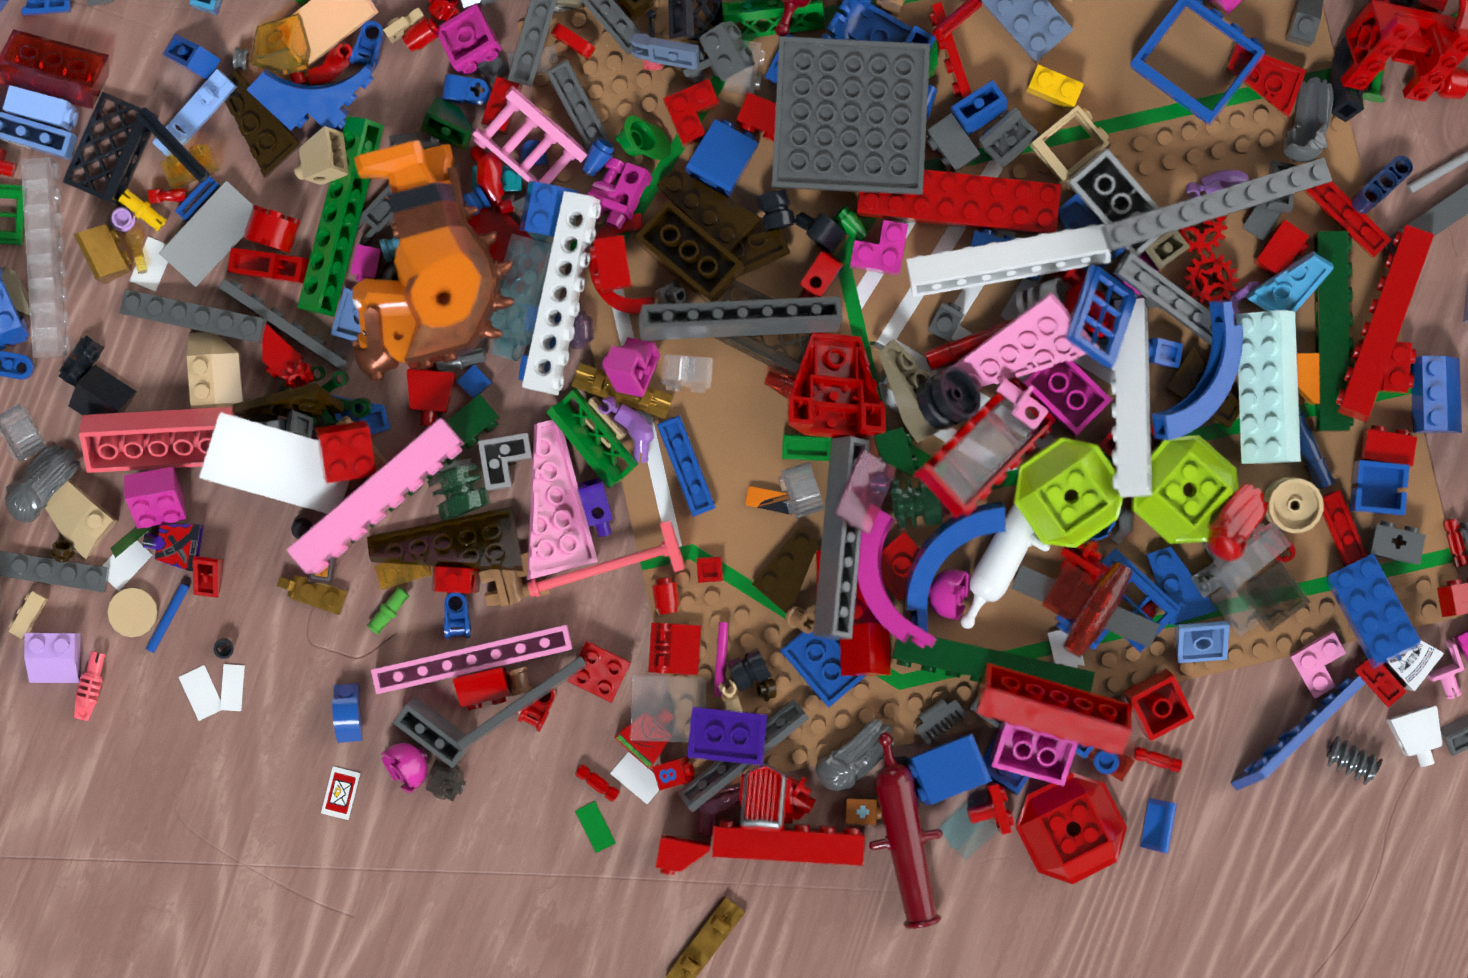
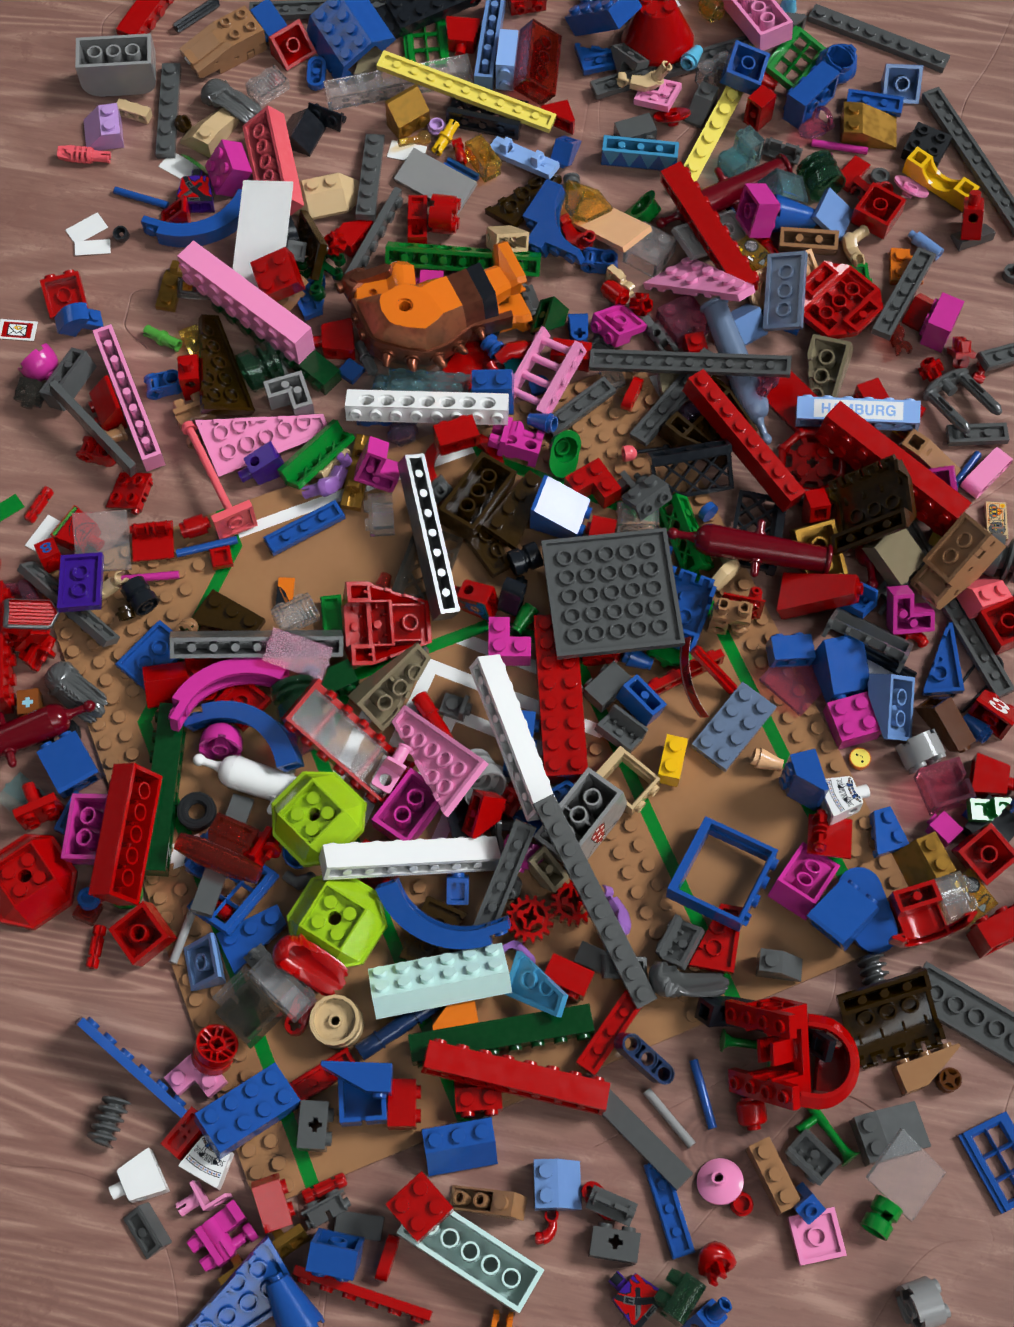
camera: 80 degrees right, 20 degrees down
(86, 171) = (466, 91): none -> light yellow plate
(133, 612) = (142, 175): tan tile -> none
(135, 54) = (564, 115): none -> red slope
(172, 144) = (493, 139): black axle -> none
(238, 539) = (202, 232): none -> blue arch
(304, 727) = (62, 291): none -> red plate
(665, 51) = (636, 453): sand blue hinge -> none
(692, 585) = (206, 546): none -> blue bar
(937, 713) = (116, 750): dark grey piece -> none
(948, 398) = (386, 706): black wheel -> none
(960, 51) = (687, 681): none -> red sticker
(1036, 622) = (190, 800): none -> black tyre
(1081, 310) = (468, 833): blue piece -> none
(1158, 825) = (35, 954): blue tile -> none
(1163, 661) = (183, 934): none -> light grey bar
(1263, 121) = (679, 942): none -> dark grey bracket
(1302, 638) = (214, 1049): none -> red wheel
(1367, 477) = (368, 1077): none -> blue slope
(1422, 130) = (703, 1095): none -> blue bar

